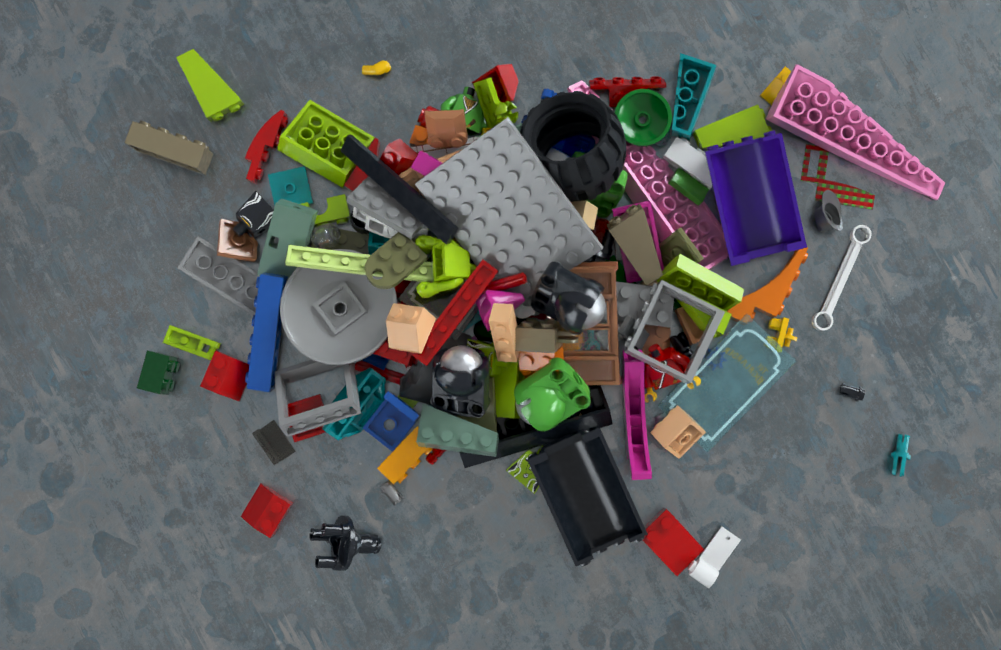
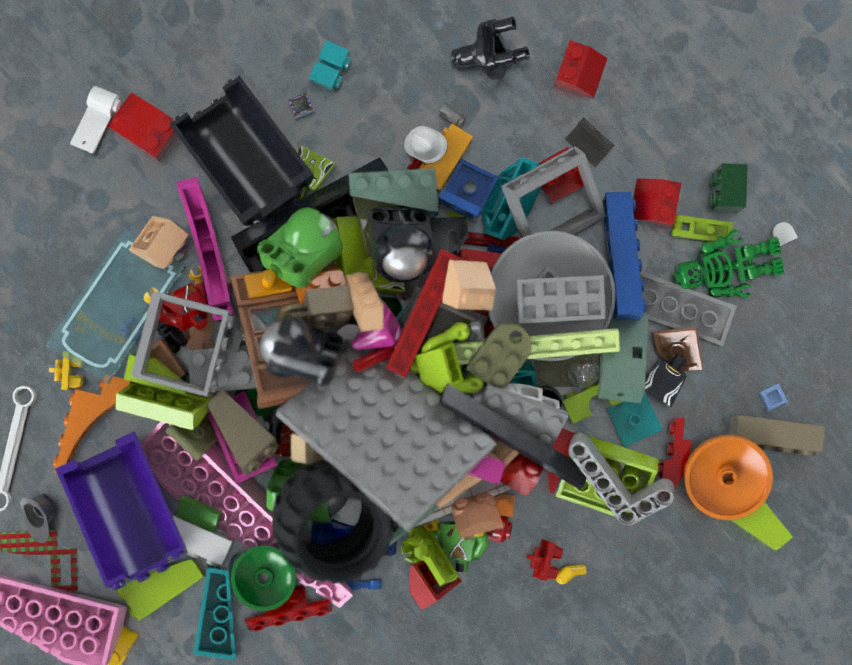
camera: 175 degrees right, 0 degrees up
(120, 324) = (784, 232): none -> white tile
(164, 182) = (773, 397): none -> light blue tile
(209, 304) = (692, 273): none -> green piece
(219, 117) = (728, 477): none -> orange dish
(315, 113) = (613, 485): none -> light grey beam
(330, 300) = (560, 299): none -> light grey plate
(397, 84) = (542, 560): none -> red hips
(409, 289) = (477, 327): none -> dark grey tile
(421, 470) = (425, 144): none -> white piece
(484, 567) = (335, 57): none -> teal piece
(526, 531) = (301, 105): none -> tile
(591, 370) = (265, 284): none -> light orange tile

